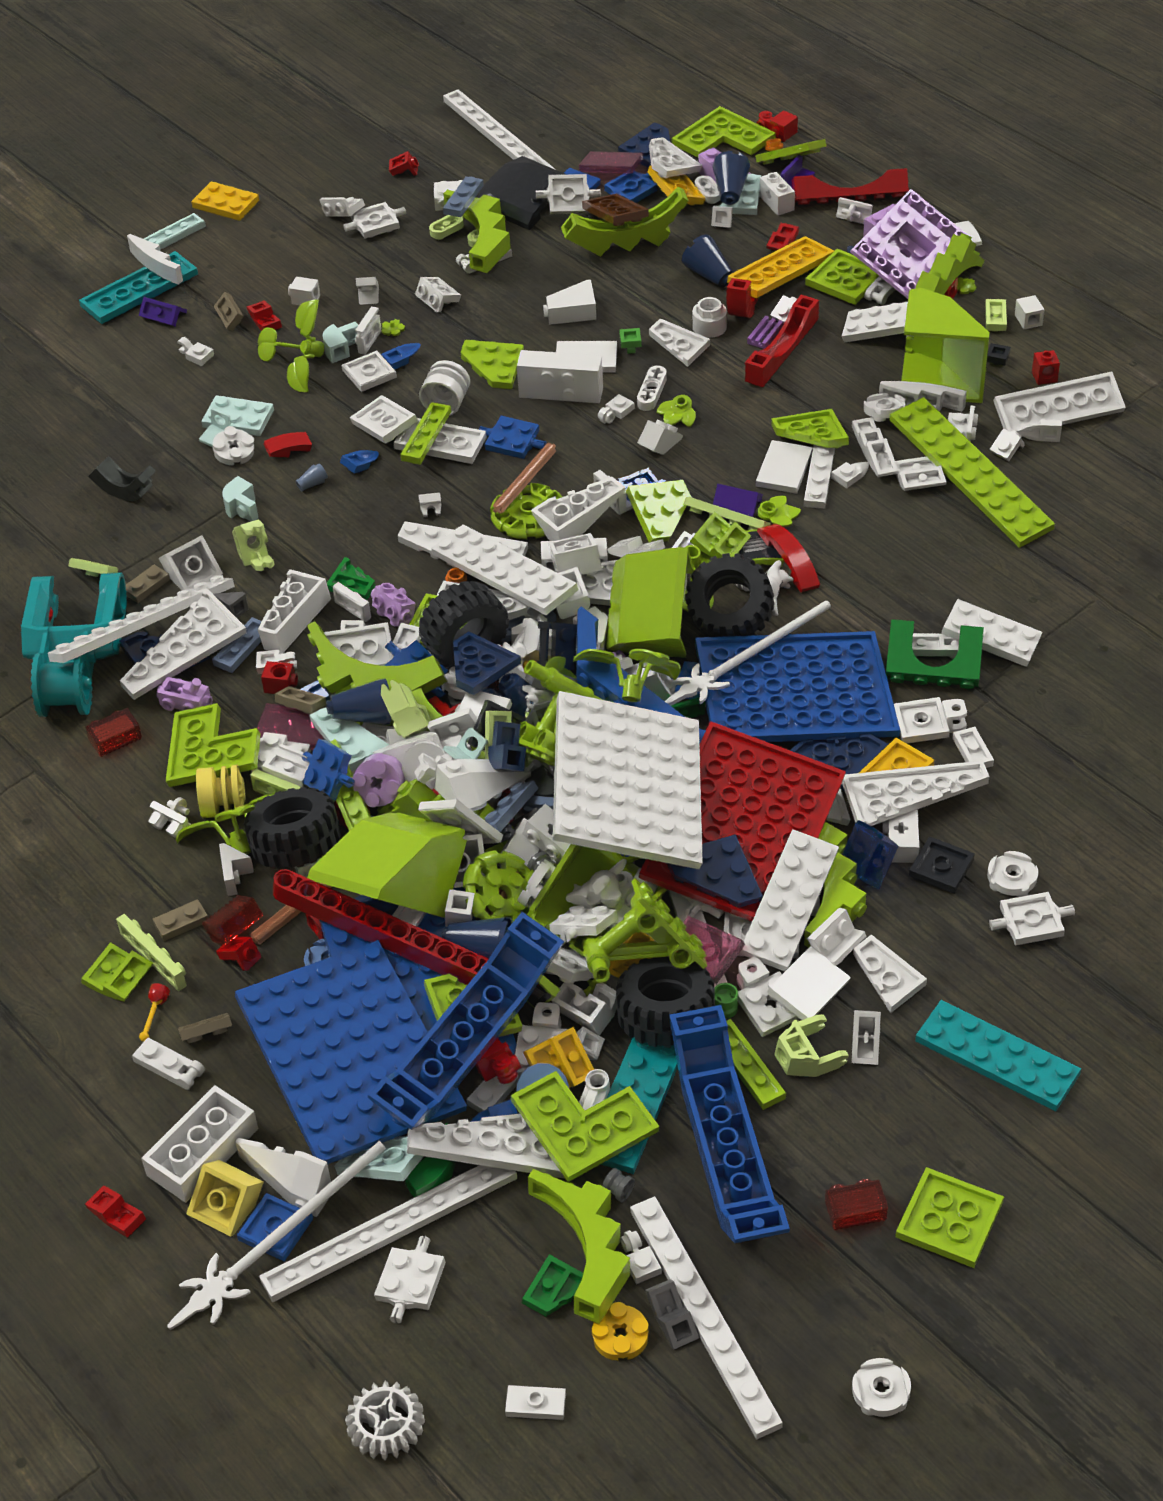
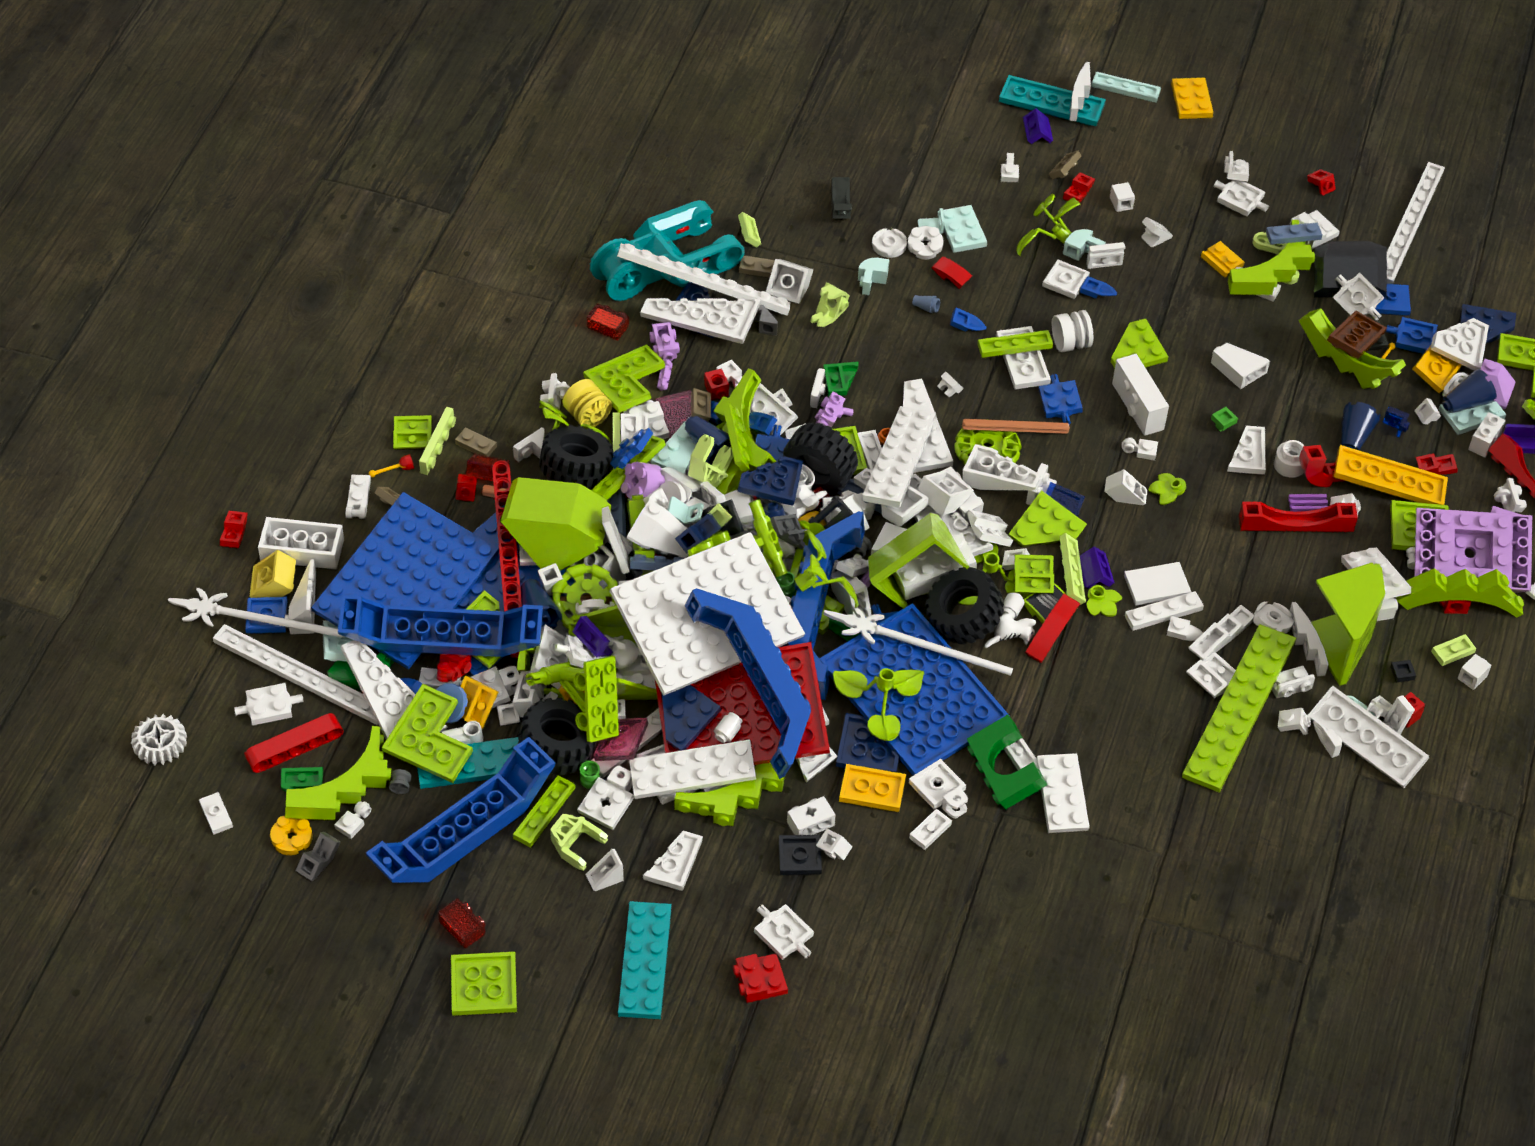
camera: 55 degrees right, 5 degrees up
(206, 474) = (889, 243): none -> white tile
(231, 719) = (664, 375): none -> lavender axle
(237, 651) = (728, 349): sand blue plate -> none
(293, 610) = (781, 358): white wedge -> none
(375, 652) = (762, 422): none -> blue plate
(379, 670) = (736, 439): none -> lime plate
(383, 419) = (1014, 312): white plate -> none
(393, 328) = (1128, 270): lime plant -> none
(435, 264) = (1222, 258): none -> yellow plate
(436, 292) = (1186, 275): white bracket -> none
(488, 1274) = (293, 743): none -> red beam
(572, 900) = (592, 637): none -> dark purple panel
(607, 349) = (1188, 402): white tile -> none
(611, 162) = (1434, 307): clear pink tile -> none
(653, 394) = (1174, 464): white beam -> none
(707, 1319) = (329, 876): white plate -> none
(721, 236) = (1397, 419): none -> clear blue bracket
(748, 764) = (763, 665): none -> blue slope
(766, 839) = (728, 727): none -> white brick
(793, 687) = (906, 682): none -> lime plant
(808, 984) = (631, 816): white tile -> none
(815, 427) = (1210, 582): lime plate -> none
(836, 937) = (684, 815): white bracket -> none
(871, 852) = (772, 800): clear blue slope -> none
(881, 1403) = (328, 1008): white plate -> none
(895, 792) = (843, 793): white wing -> none
(953, 827) = (834, 845): none -> white brick
(965, 285) = (1479, 614): lime plant -> none
(1016, 885) = (816, 913): white plate -> none
(1030, 382) = (1379, 706): none -> white plate
(1054, 368) = (1399, 714): none -> white plate
(1077, 963) = (760, 977): none -> red plate

